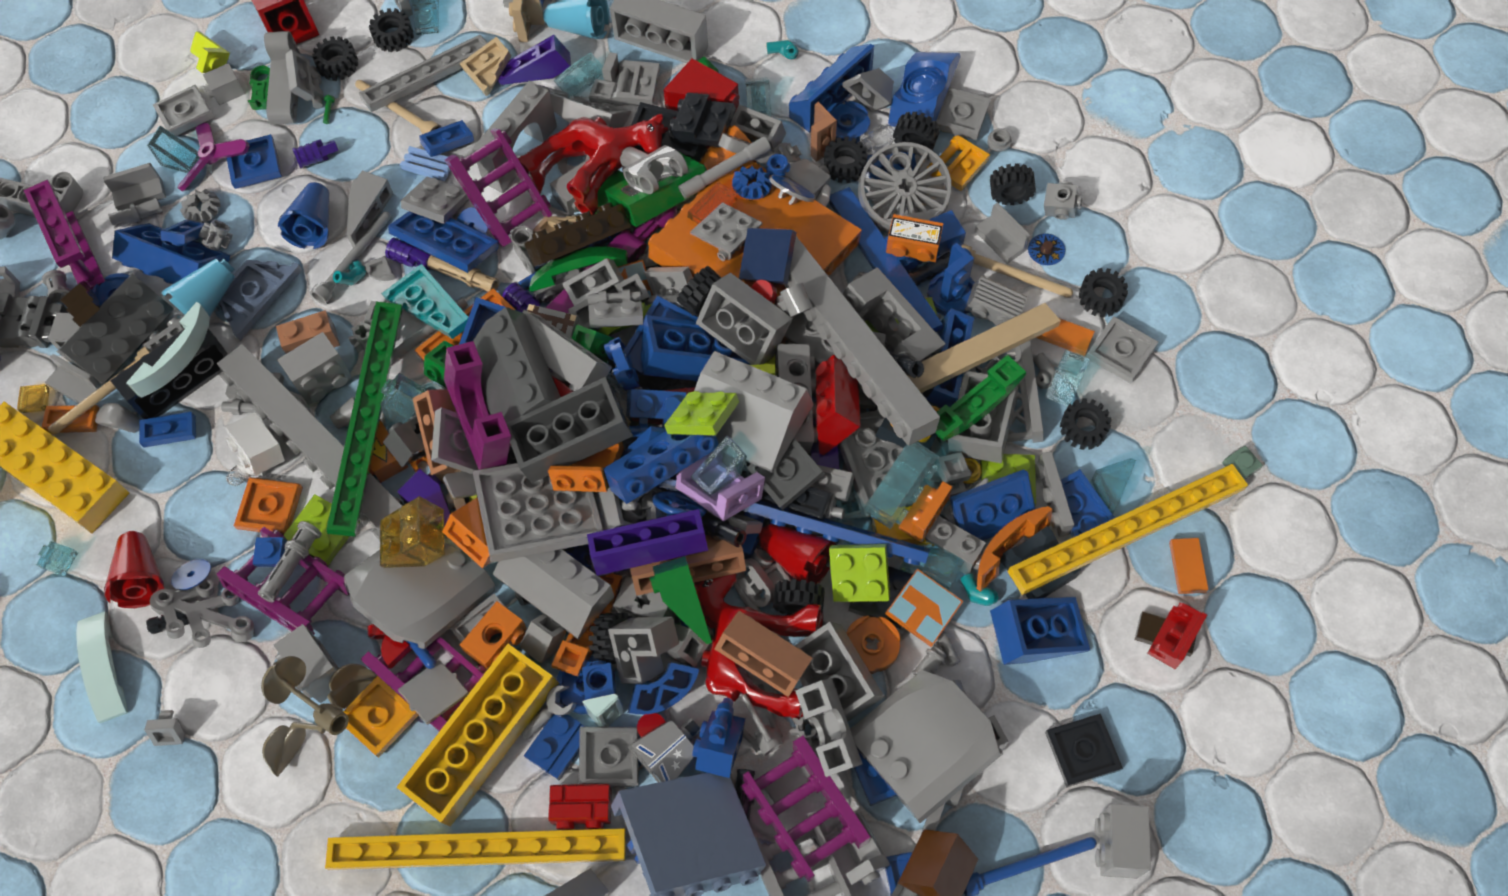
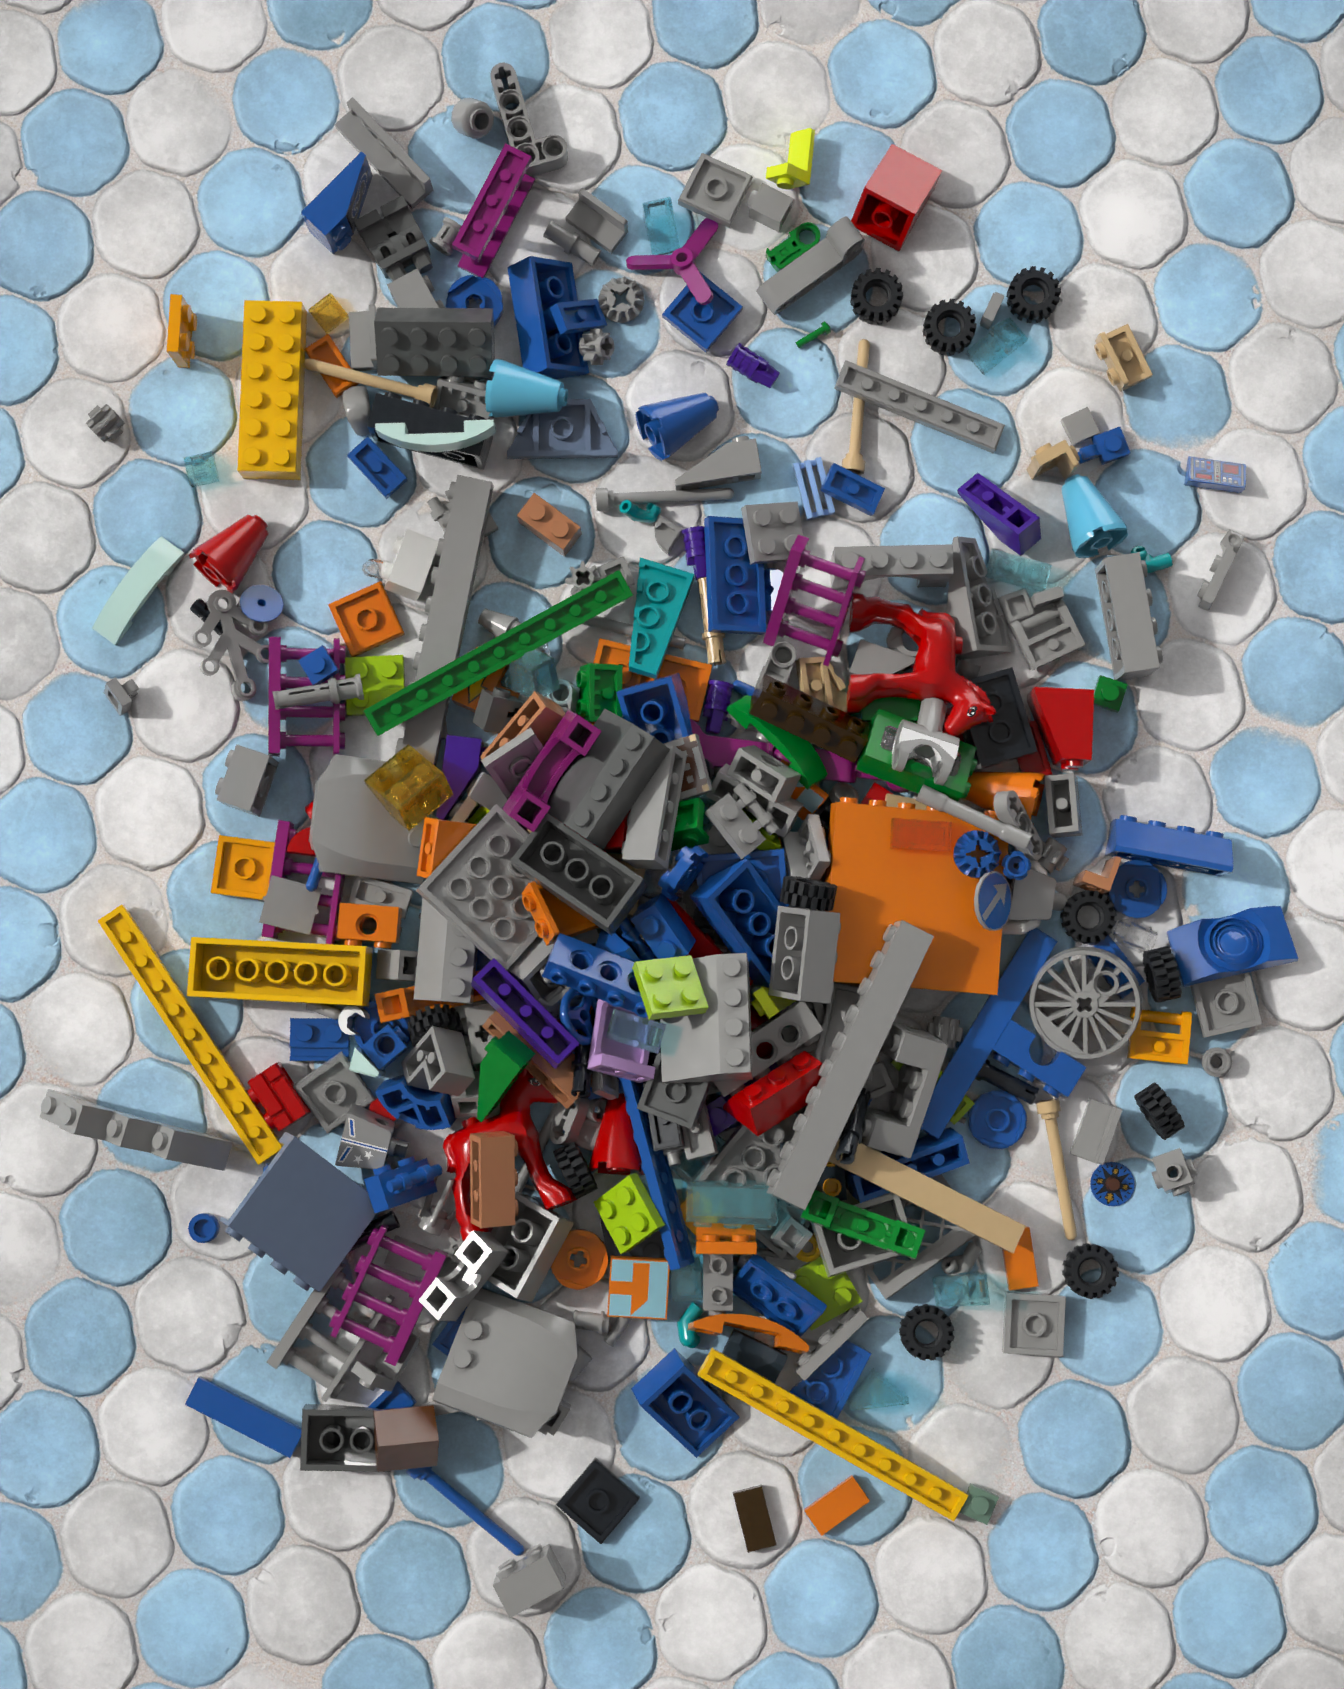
camera: 55 degrees right, 20 degrees up
(81, 303) = (437, 292): dark brown slope -> none
(278, 684) = (207, 837): dark tan plant -> none
(304, 79) = (825, 290): light grey plate -> none
(315, 368) = (516, 564): light grey brick -> none
(487, 65) = (968, 463): tan wing -> none
(701, 120) = (1023, 752): black plate -> none
(725, 229) = (896, 870): light grey hinge -> none
(758, 95) = (1114, 773): clear light blue slope -> none
(766, 289) = (848, 954): red tile -> none
(767, 255) = (885, 935): dark blue tile -> none
(783, 47) = (1195, 761): teal arm -> none
(793, 300) = (846, 993): light grey piece -> none
(871, 88) = (1192, 892): light grey slope -> none
(914, 238) = (1020, 1054): brick -> none
(957, 273) = (1001, 1124): blue bracket -> none
(994, 301) = (1005, 1172): light grey brick -> none
(1176, 635) = (752, 1531): red hinge -> none

